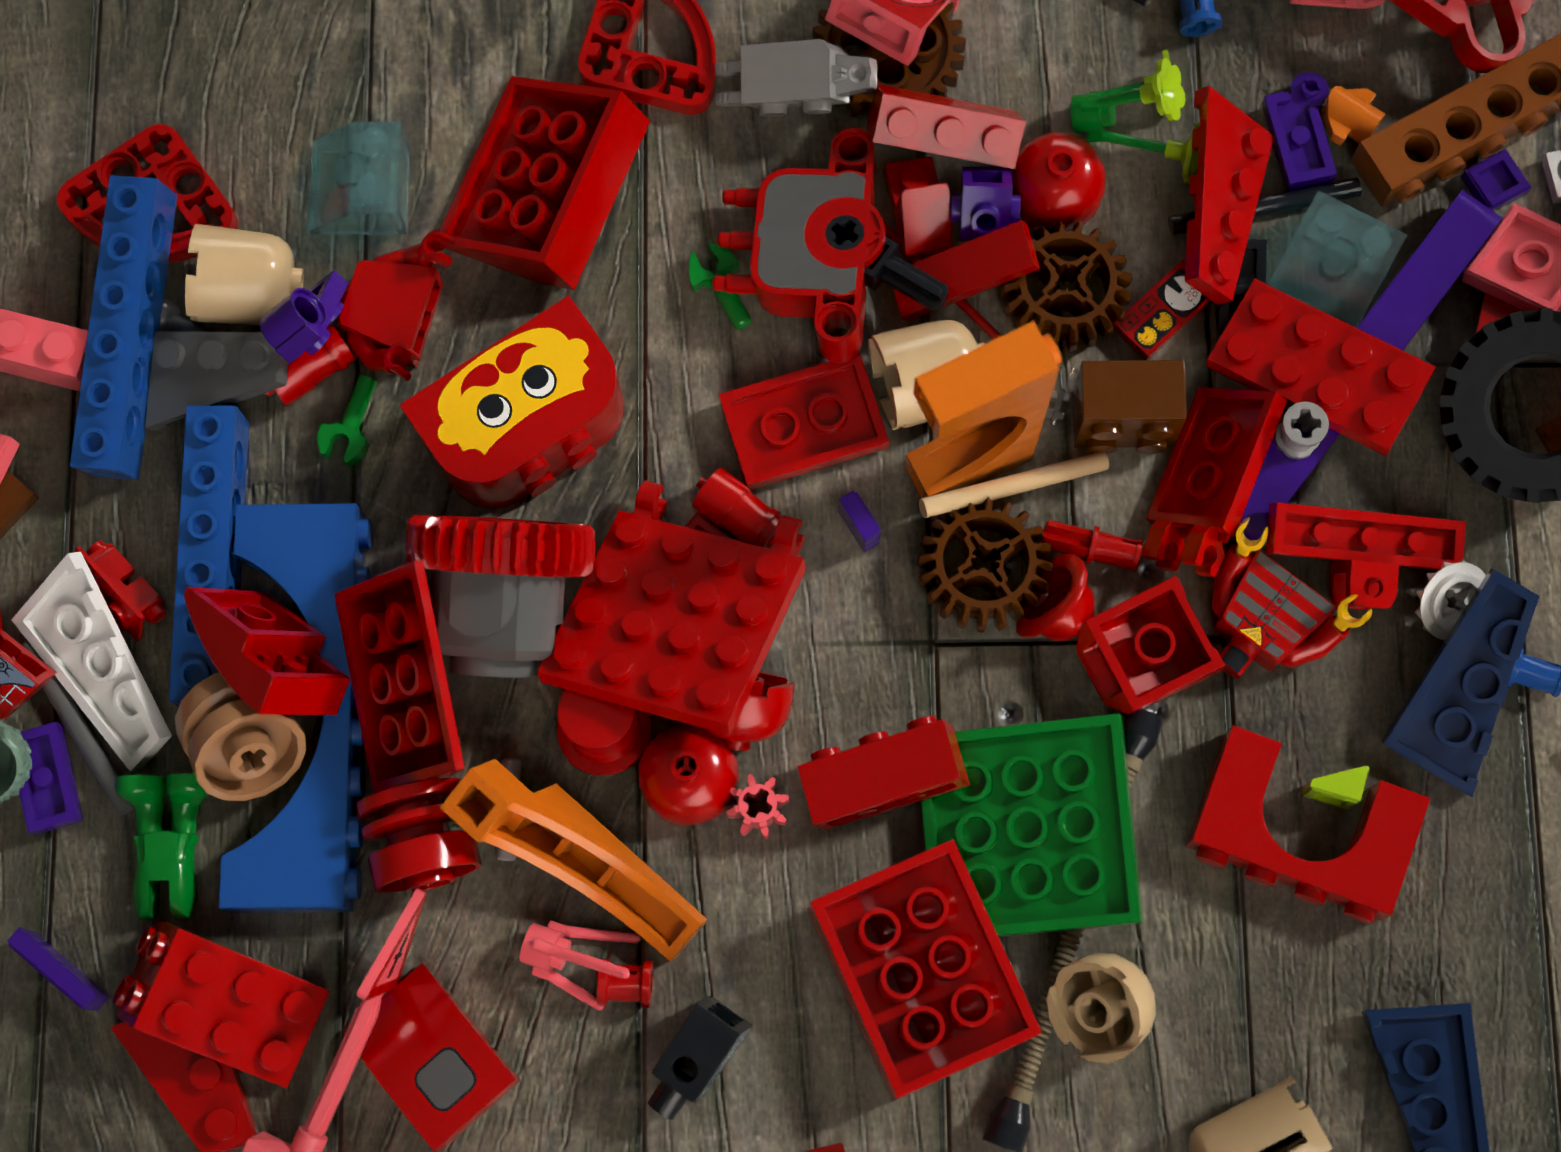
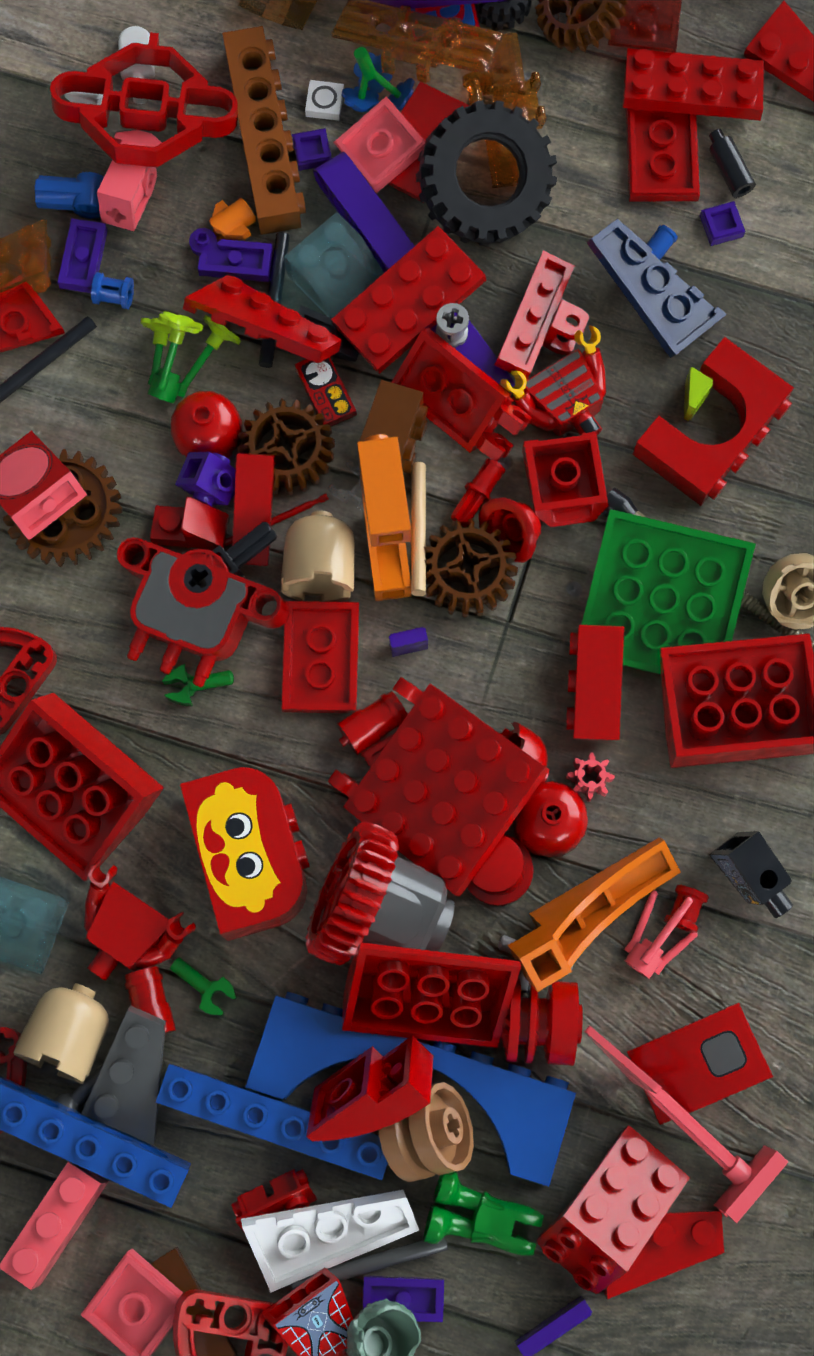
camera: 75 degrees left, 0 degrees up
(303, 317) = (126, 988): dark purple plate -> none
(796, 75) = (63, 573): light grey hinge -> none
(945, 126) = (141, 485): brick -> none
(1433, 610) = (584, 267): white gear -> none

